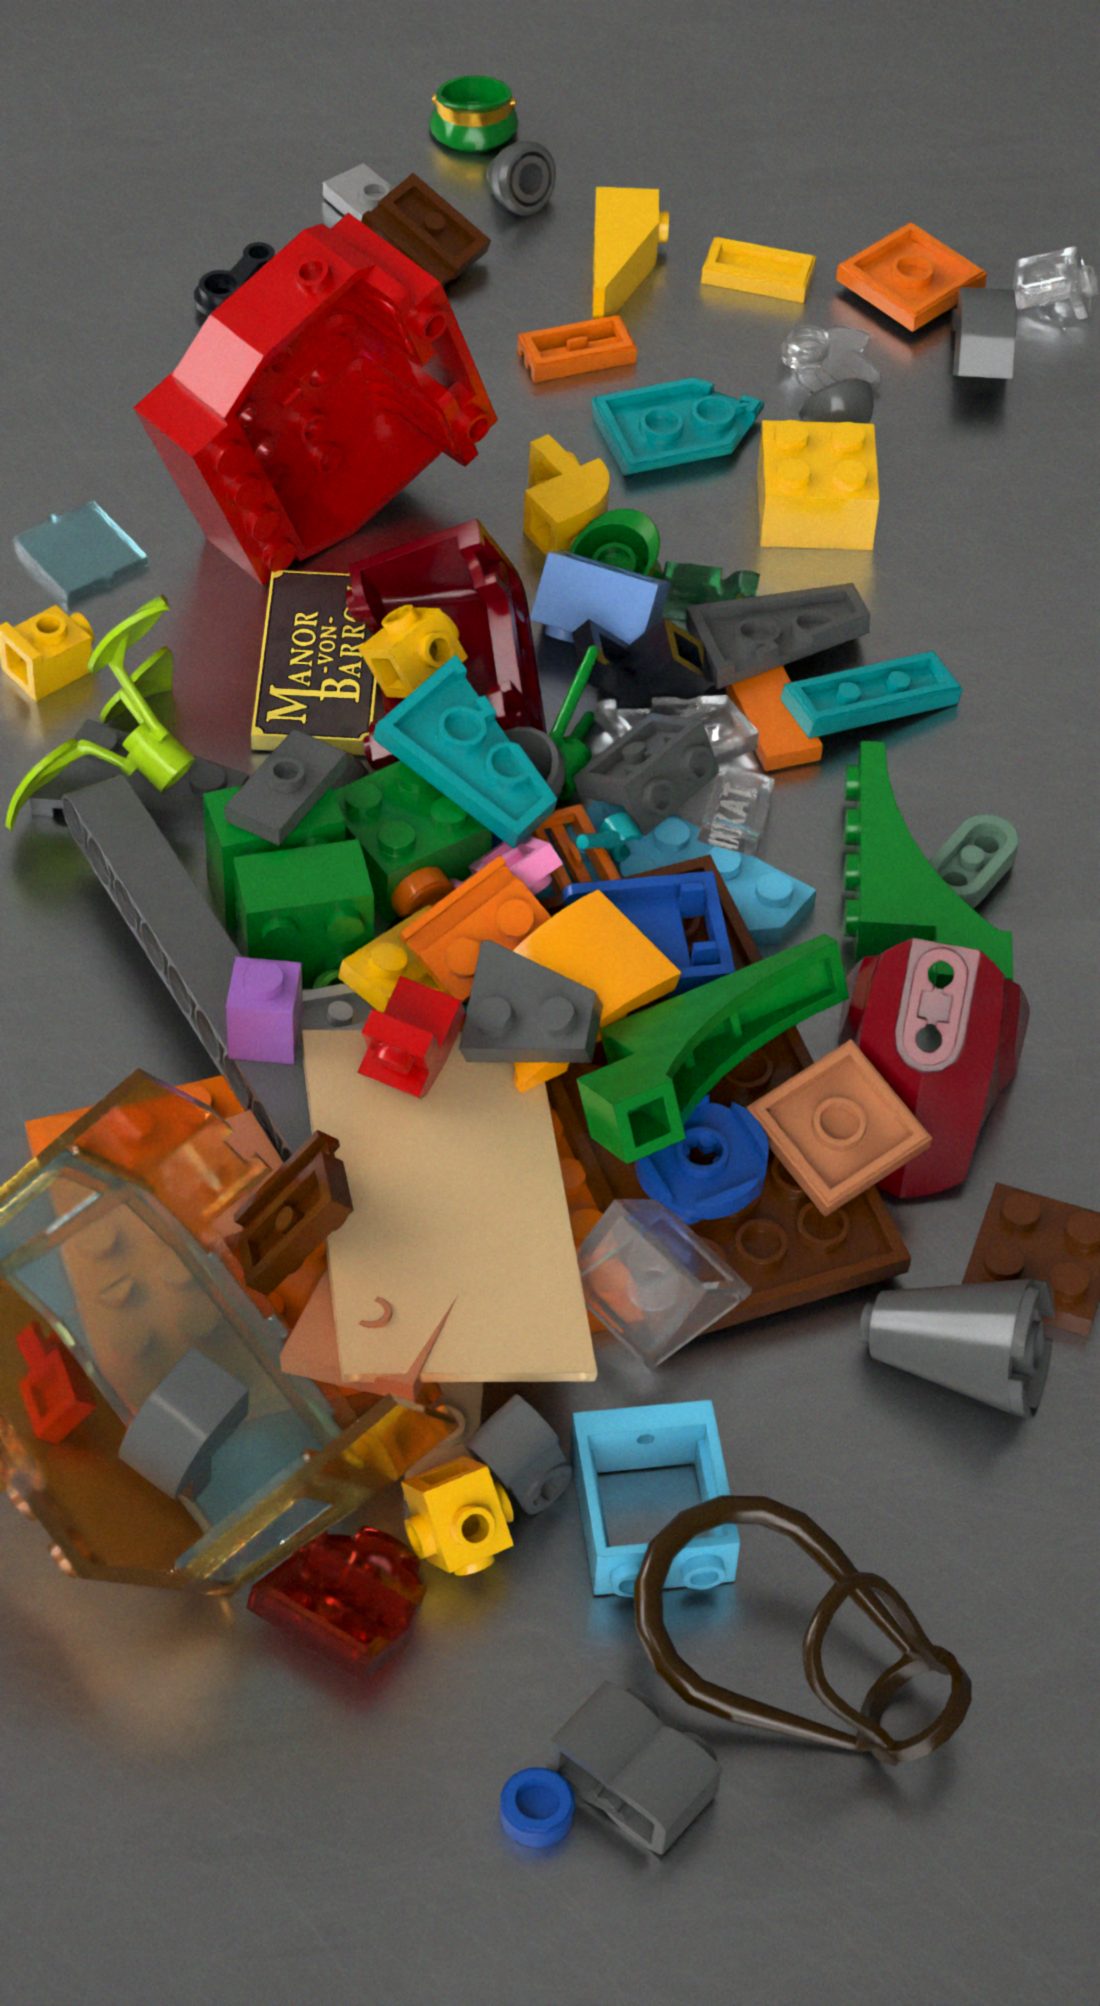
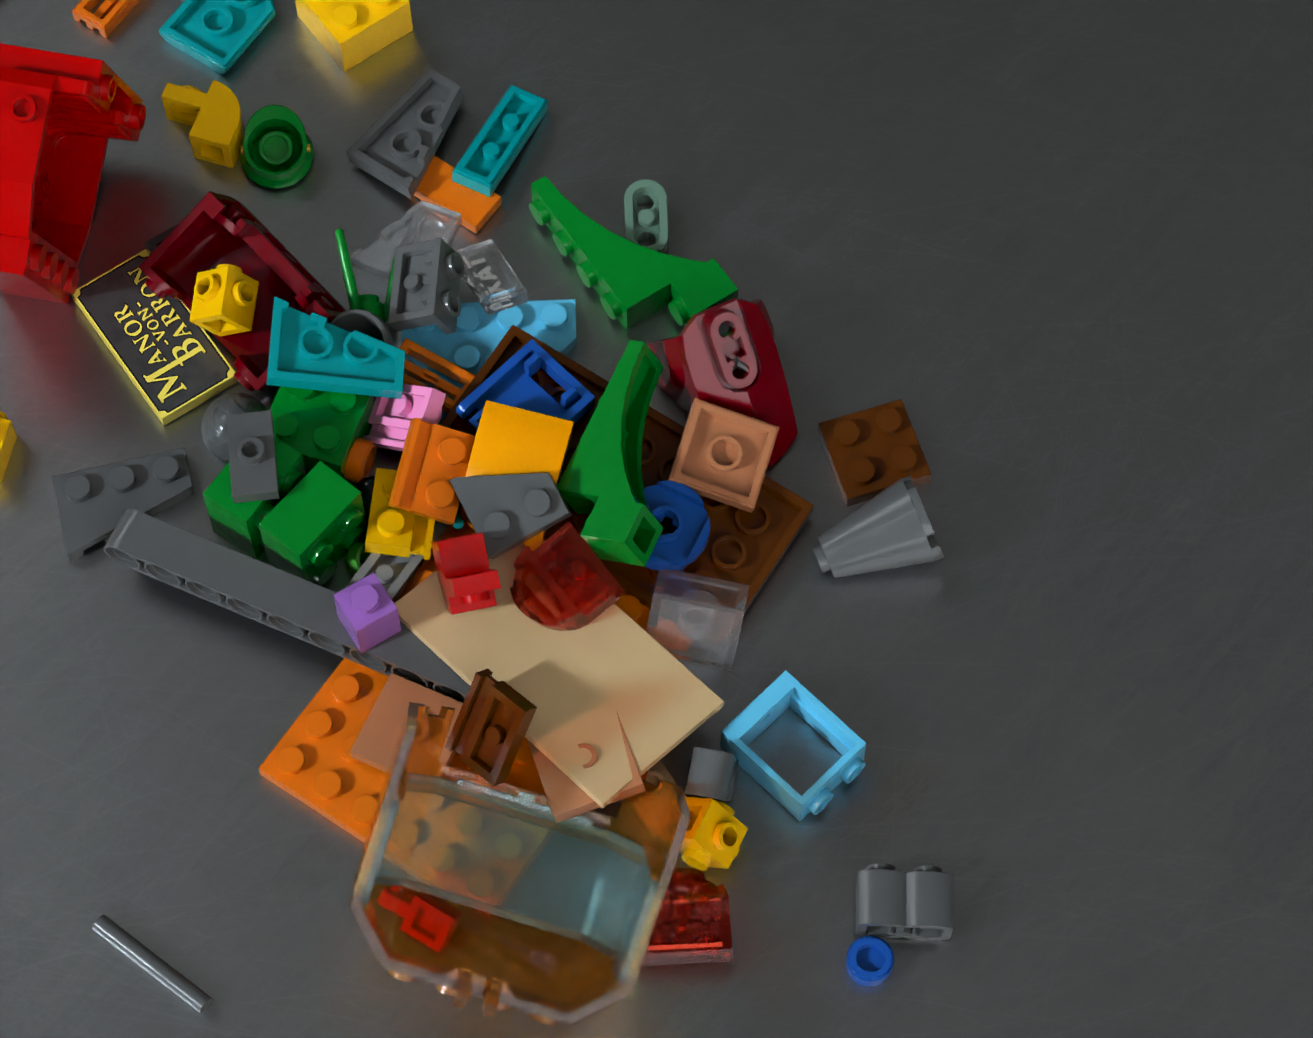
camera: 35 degrees left, 15 degrees up
(150, 745) = (125, 475): lime plant -> none
(185, 1426) = (545, 897): dark grey brick -> none
(518, 1126) = (563, 582): none -> clear red slope
(586, 589) = (297, 185): medium blue brick -> none
(612, 835) = (444, 344): teal hand -> none
(655, 665) = (366, 211): black brick -> none
(703, 584) = (337, 132): clear green plate -> none
(917, 1649) = (970, 727): dark brown animal -> none

